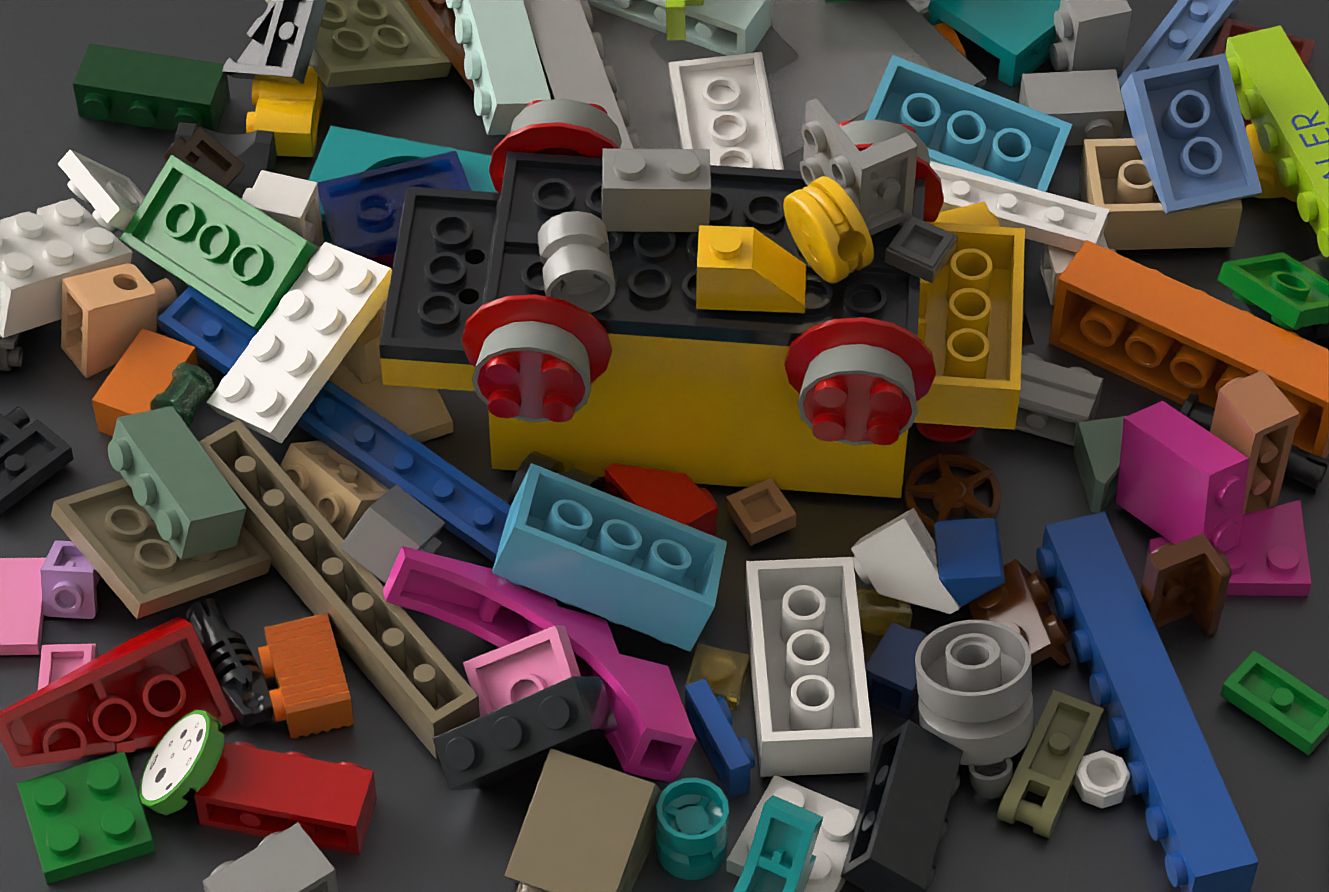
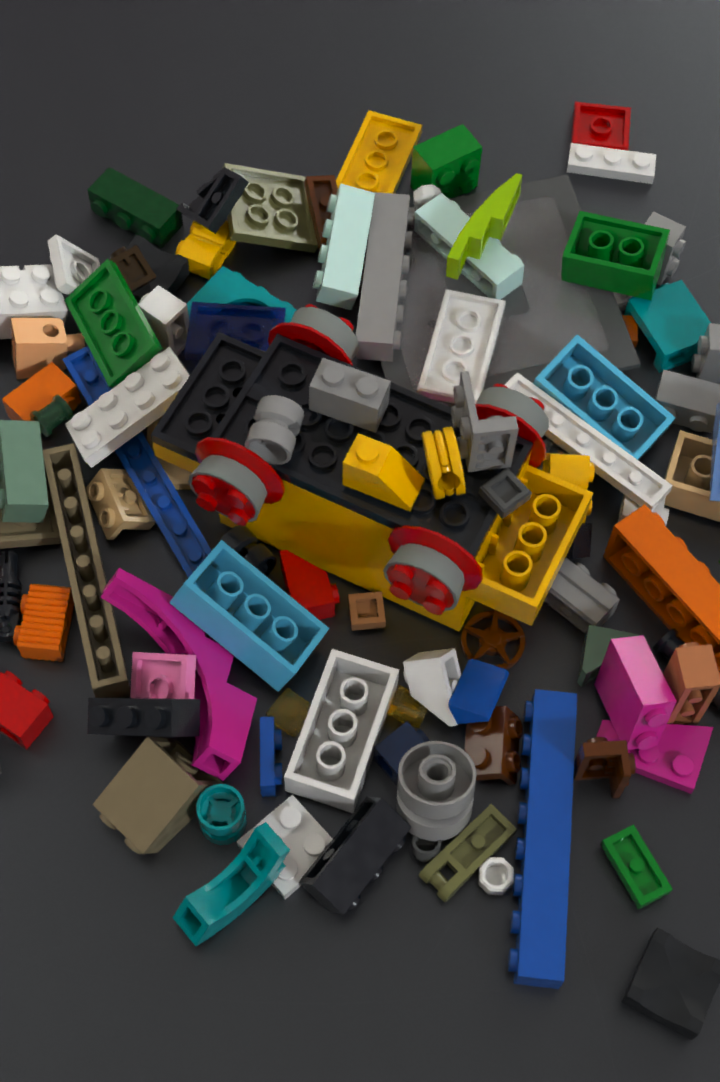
camera: 20 degrees right, 10 degrees up
(387, 526) = (131, 549): light grey brick -> none

